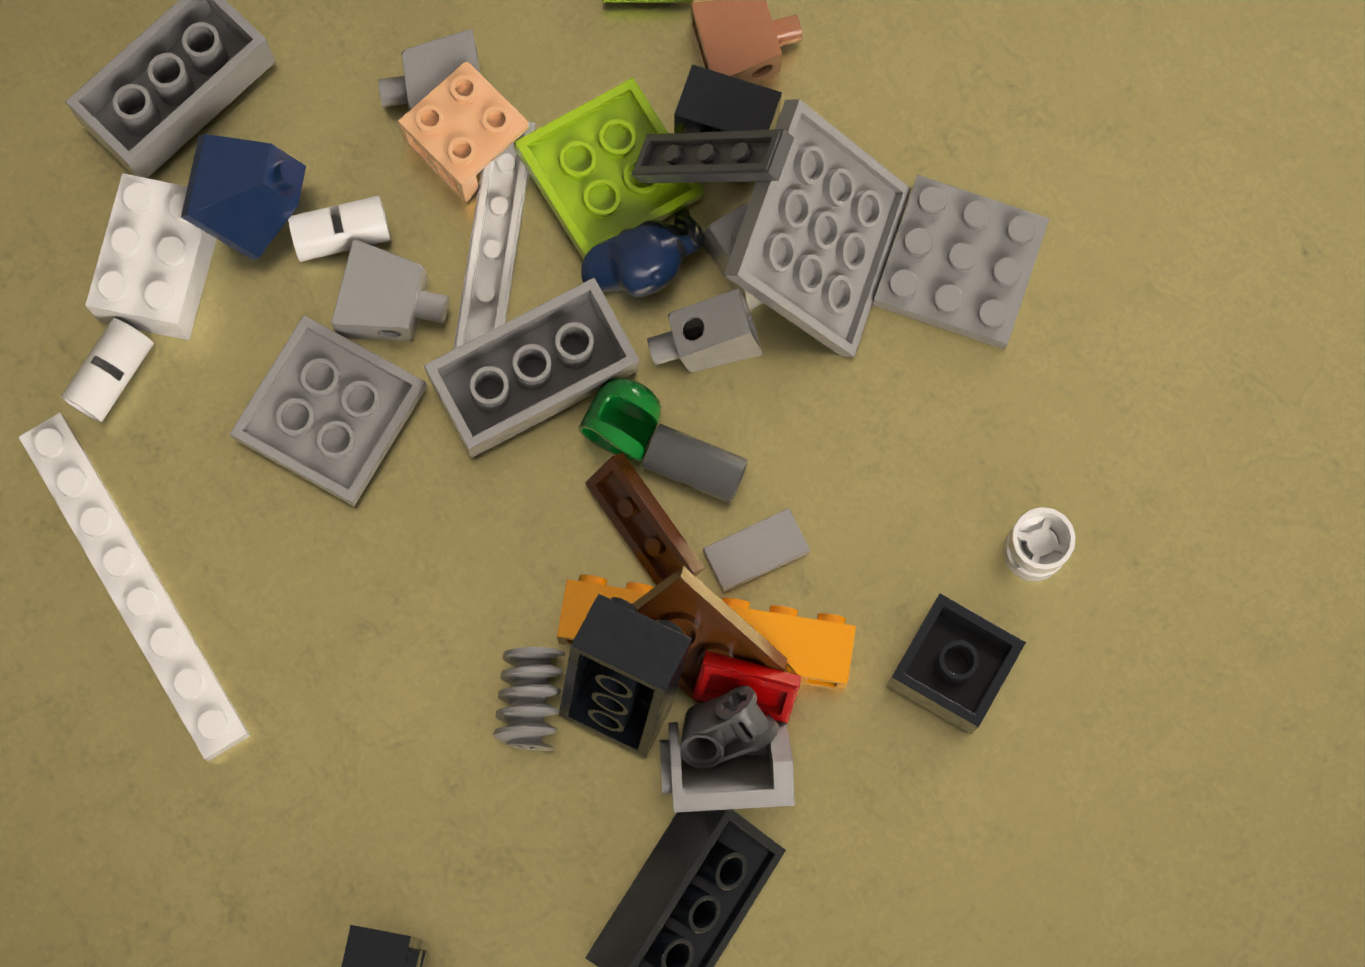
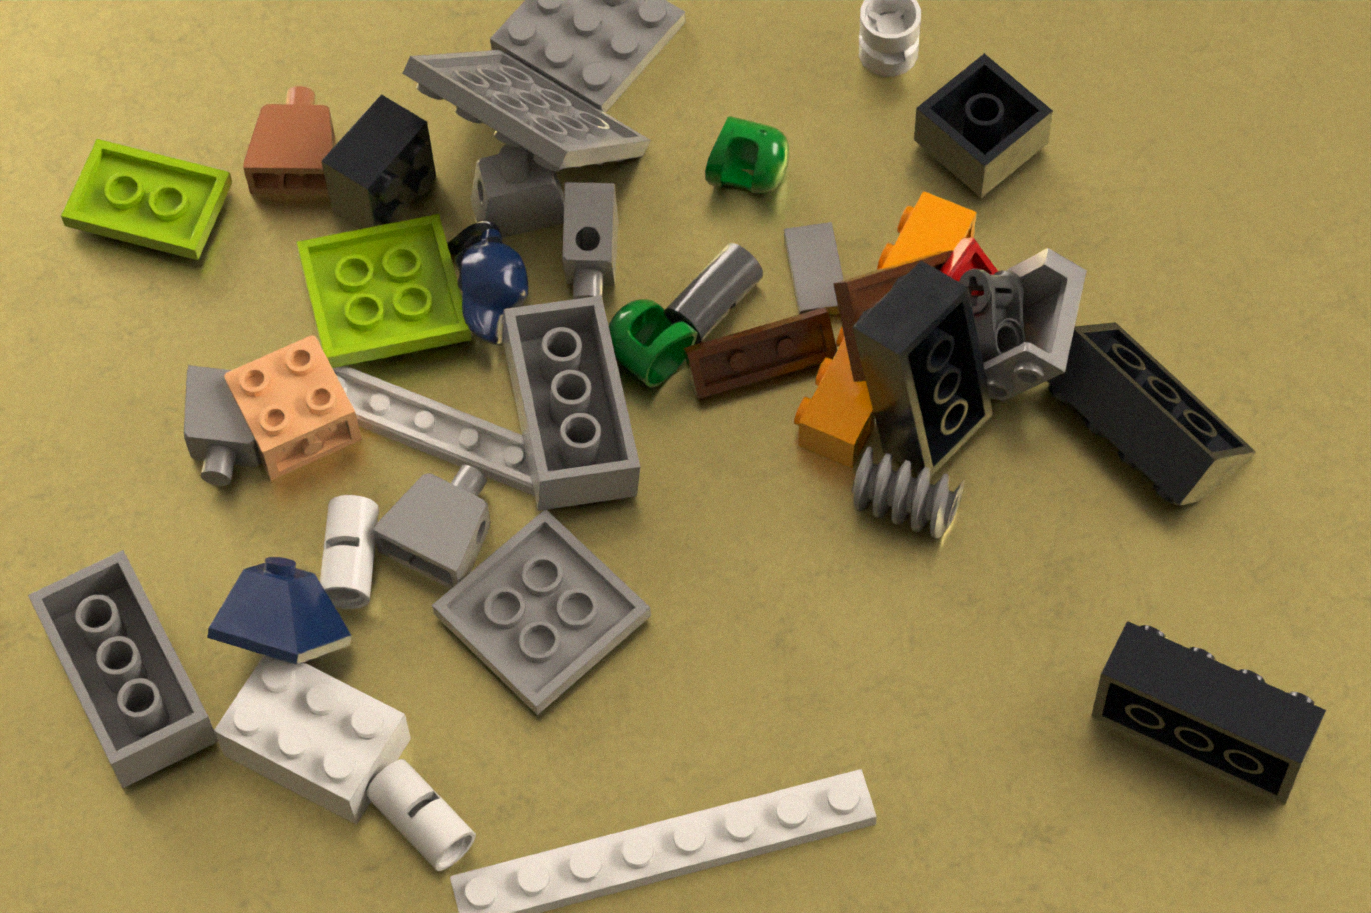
camera: 70 degrees left, 15 degrees down
(713, 156) = (426, 164): dark grey tile -> none
(858, 454) = (750, 147): none -> green helmet

